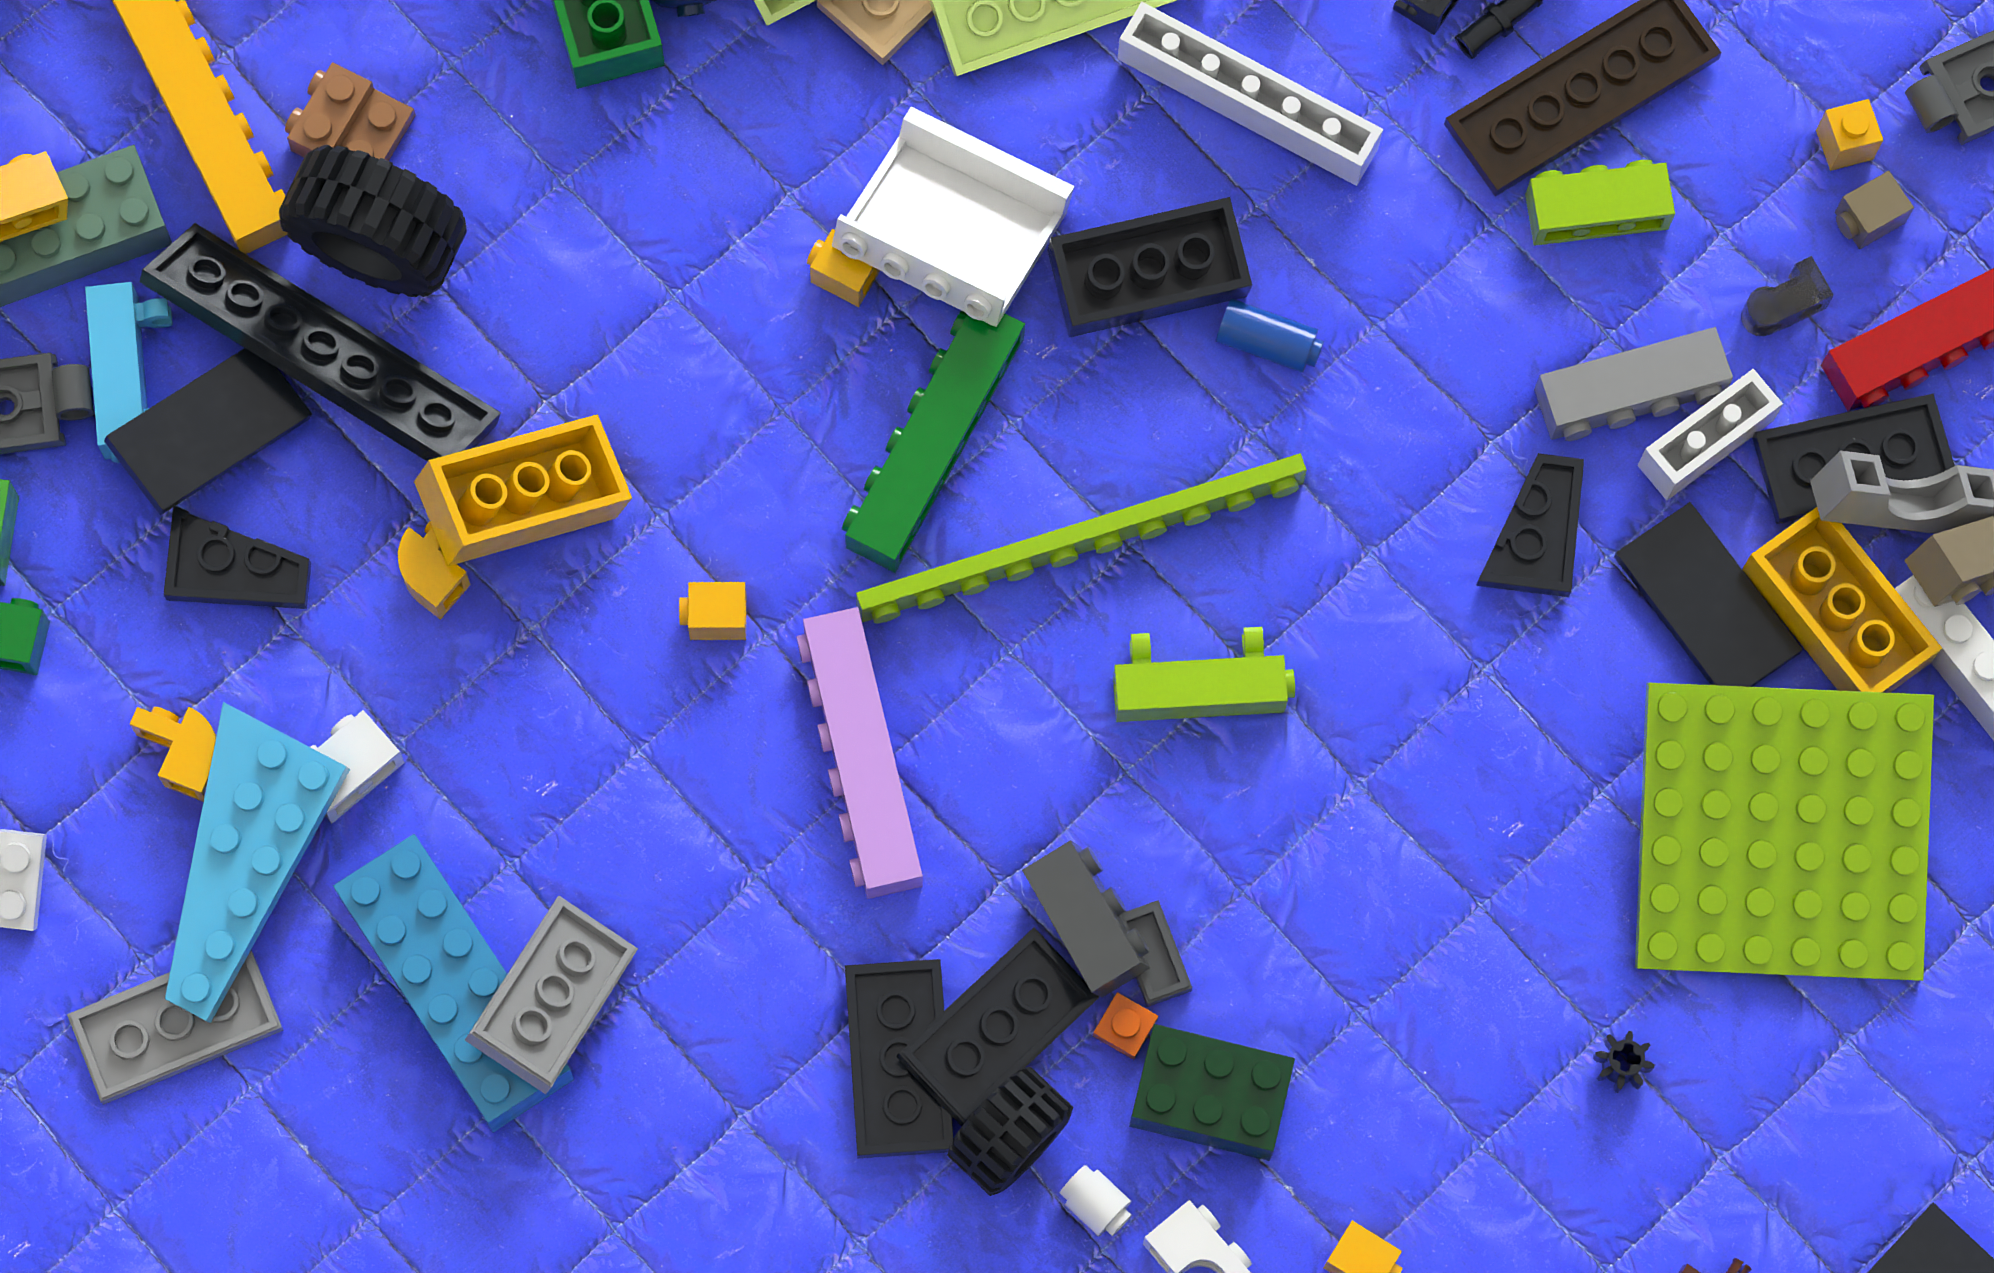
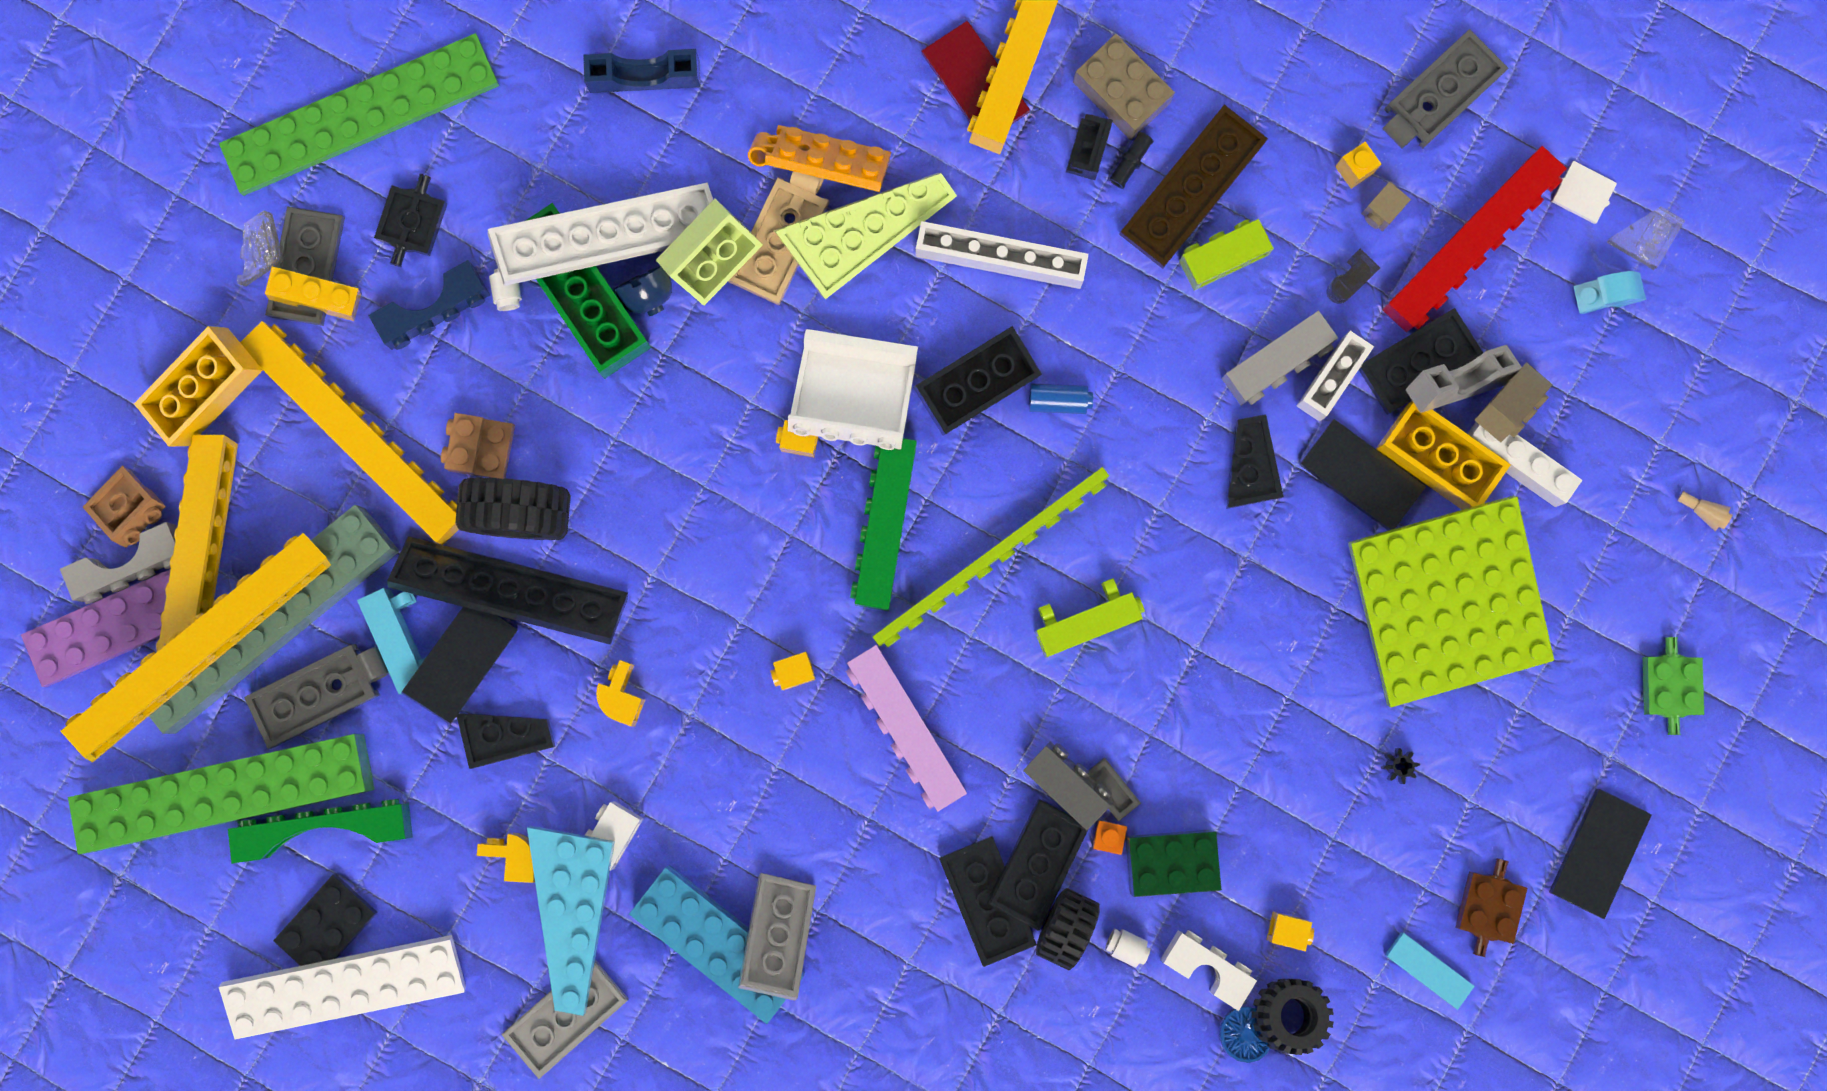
camera: 15 degrees left, 10 degrees up
(522, 489) = (657, 641): yellow brick -> none

